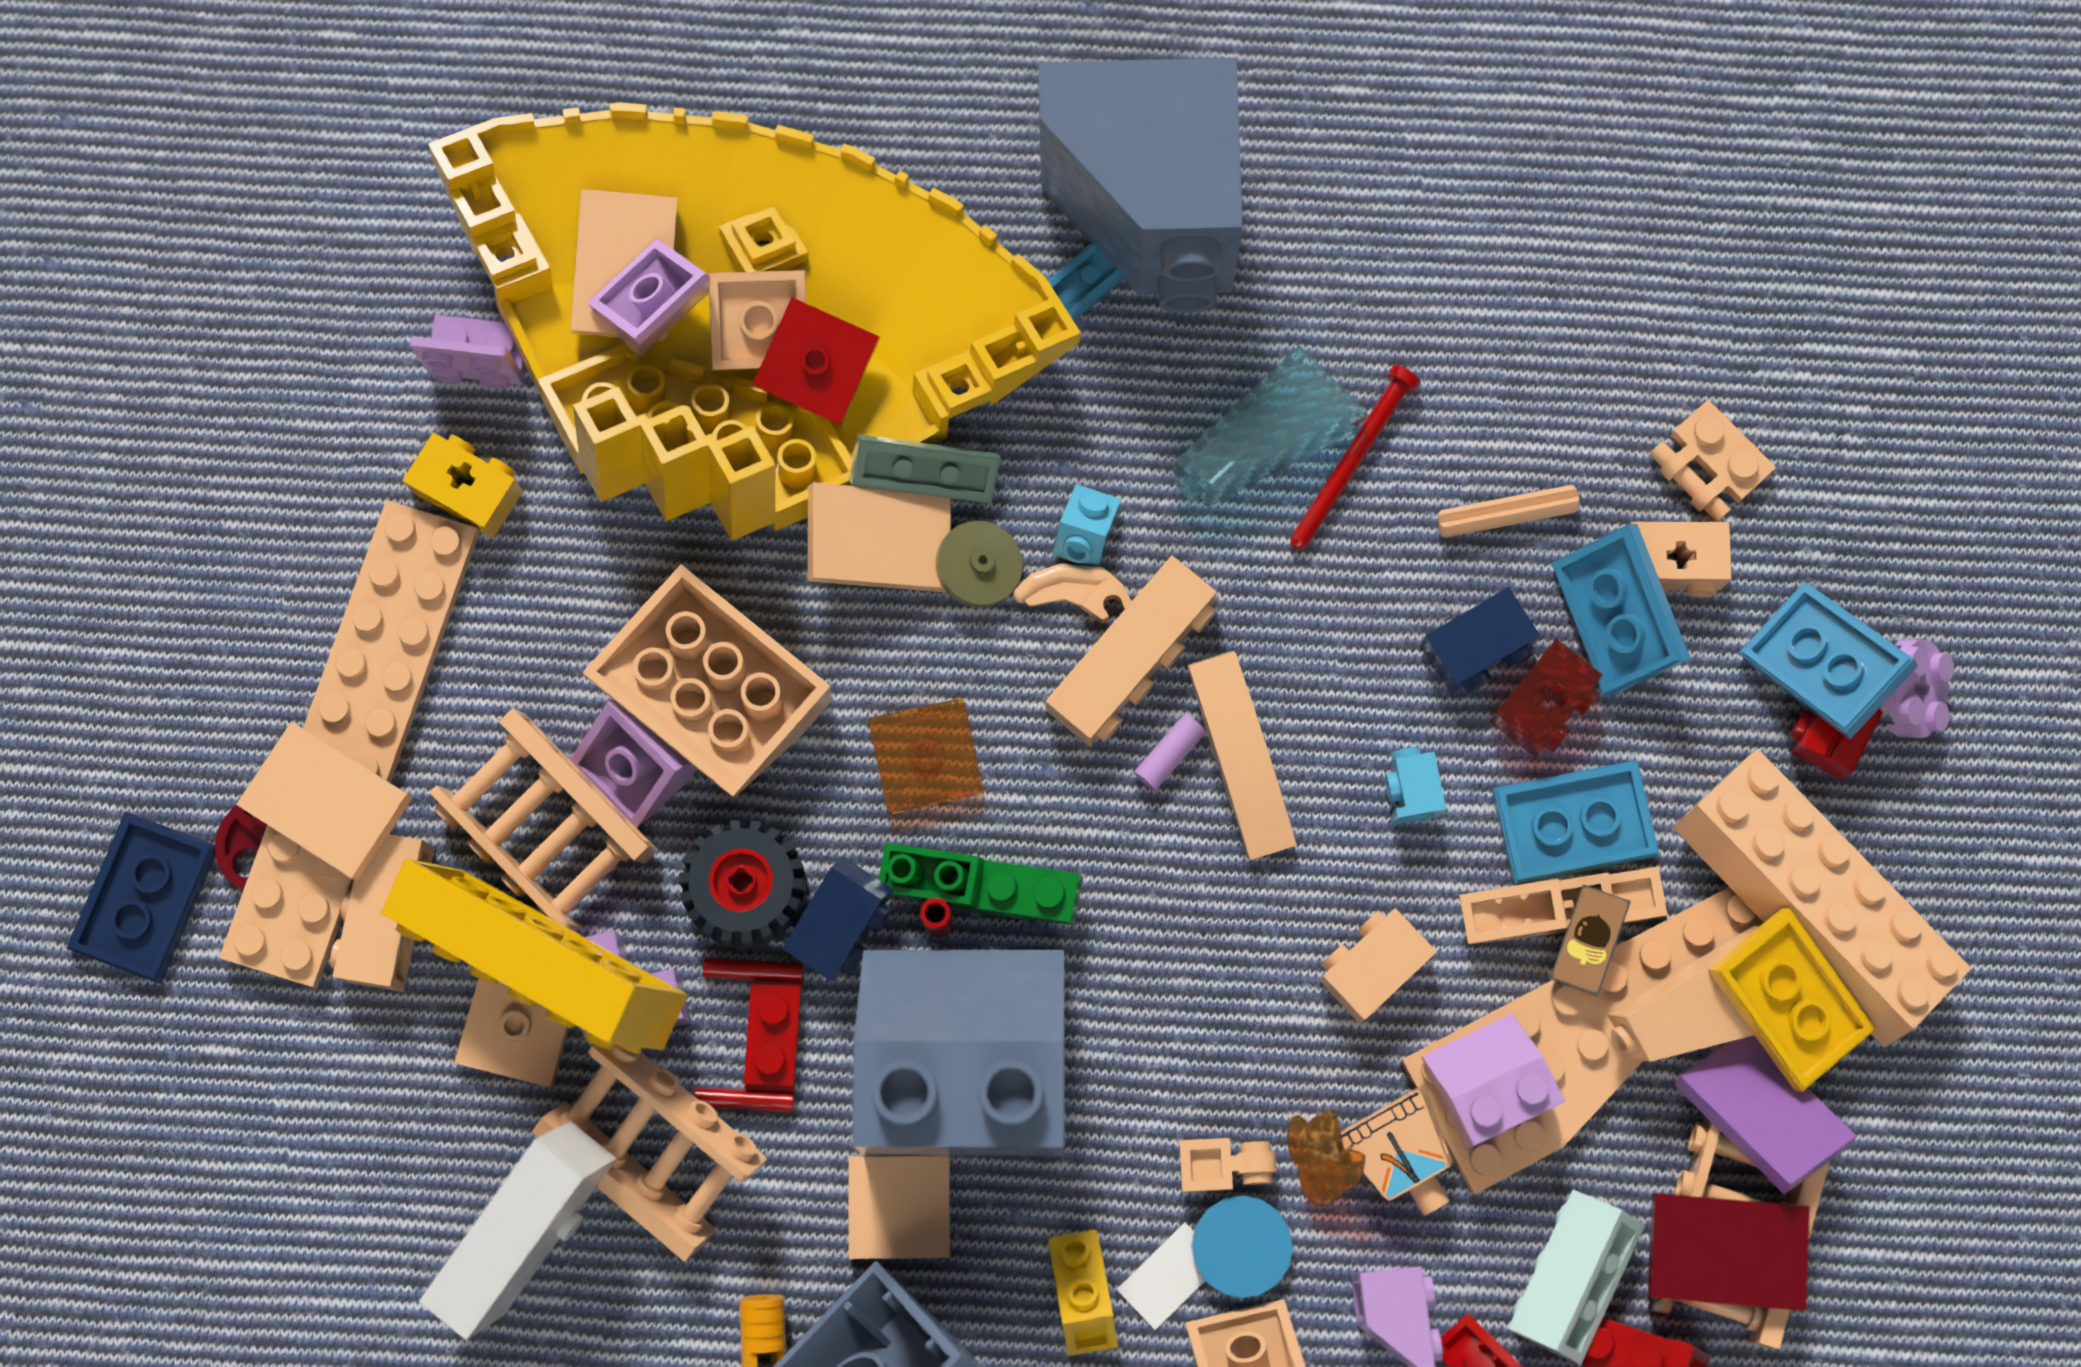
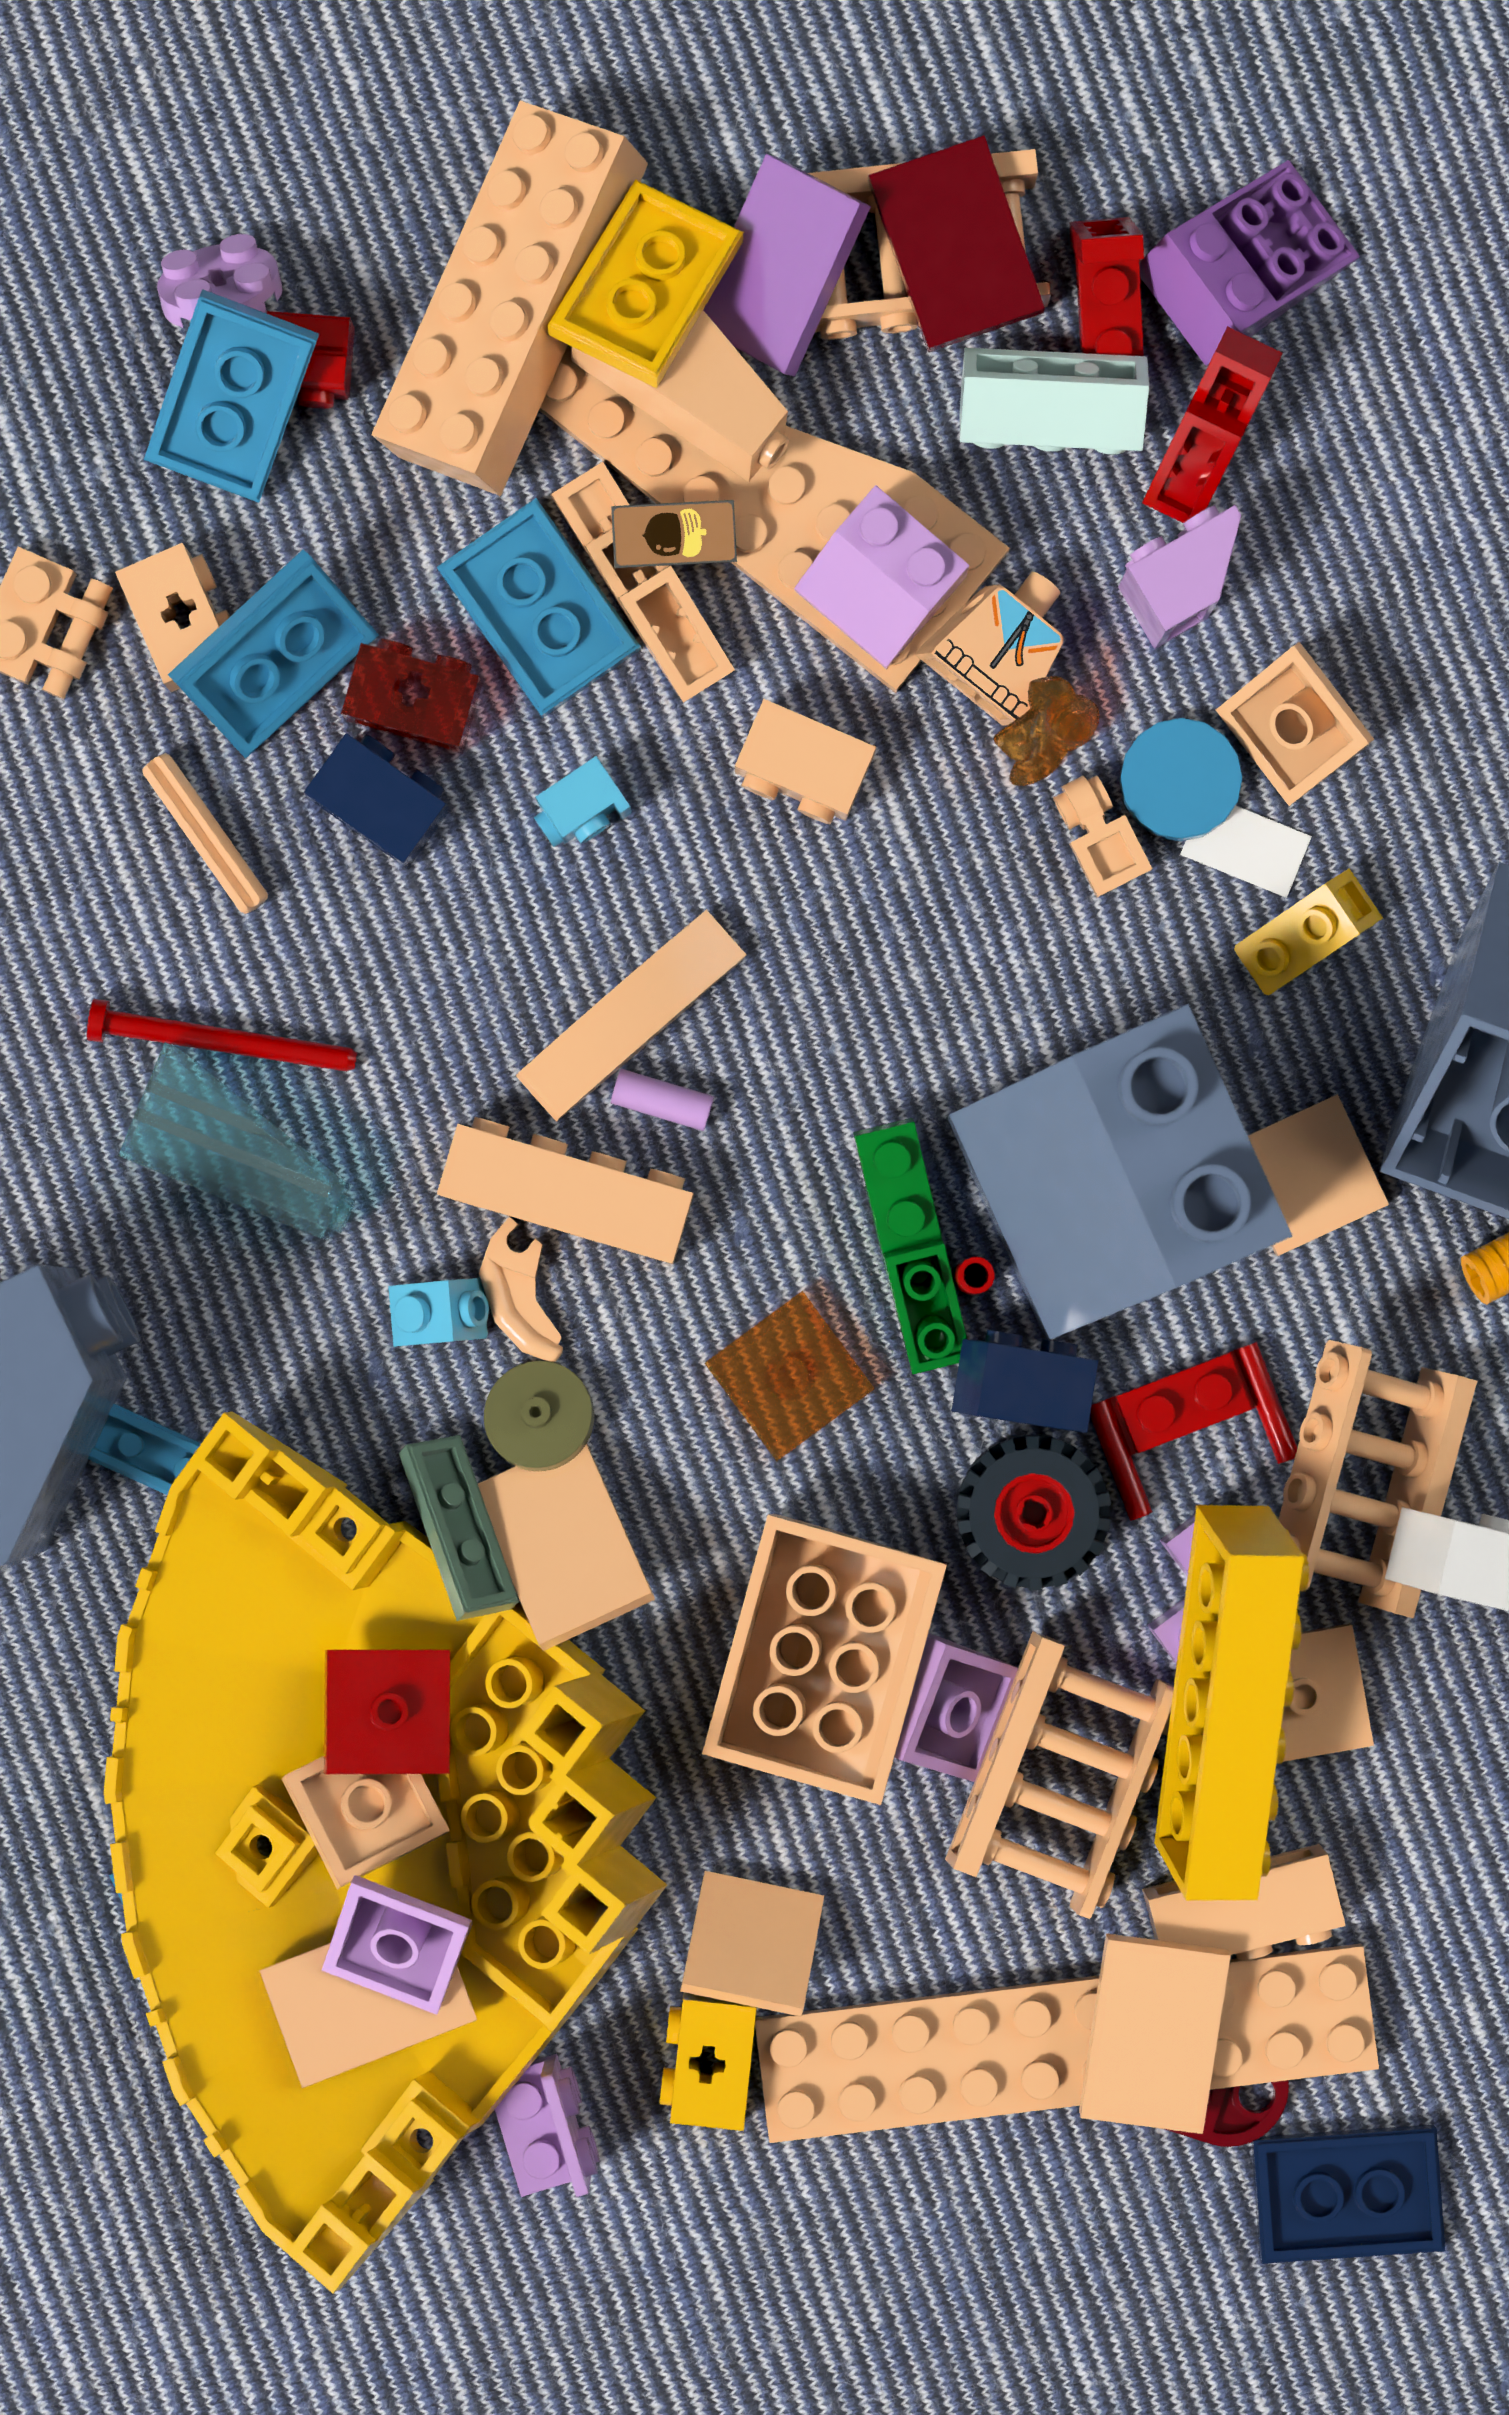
camera: 120 degrees left, 10 degrees up
(531, 547) = (752, 1943): none -> light nougat tile

